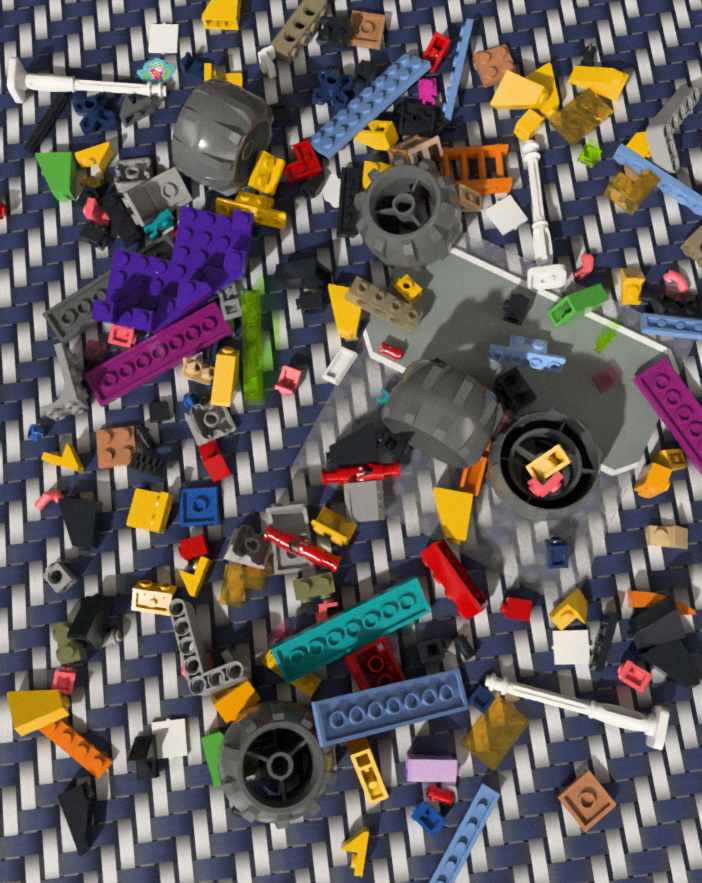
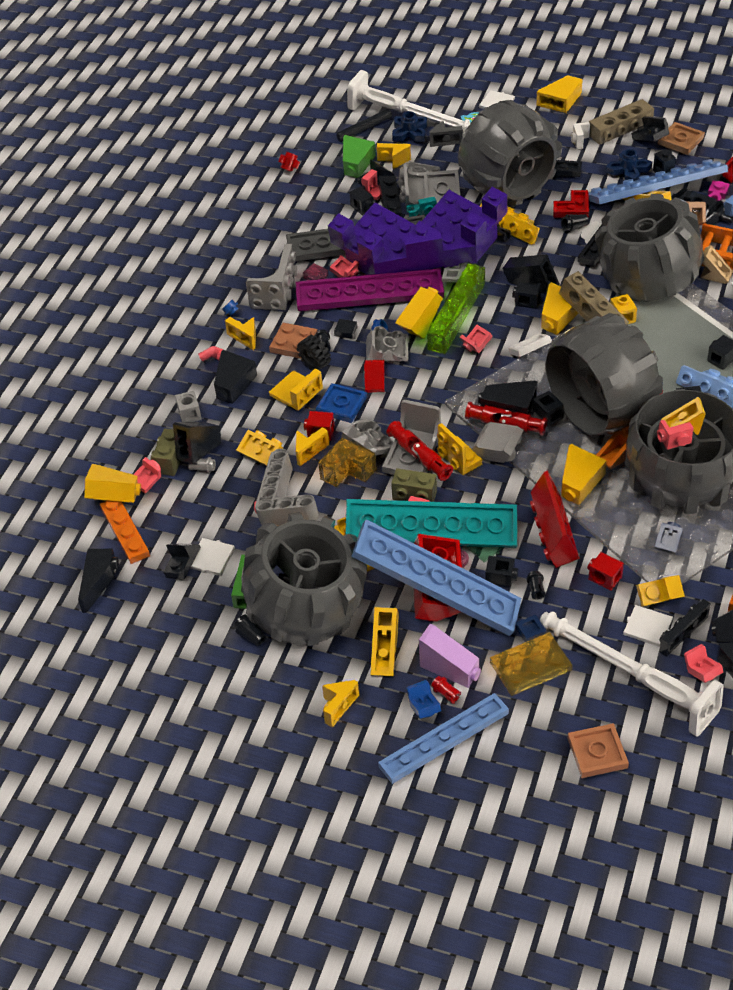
camera: 25 degrees right, 30 degrees down
(197, 371) = (393, 303): tan hips -> none
(266, 173) = (536, 198): yellow bracket -> none

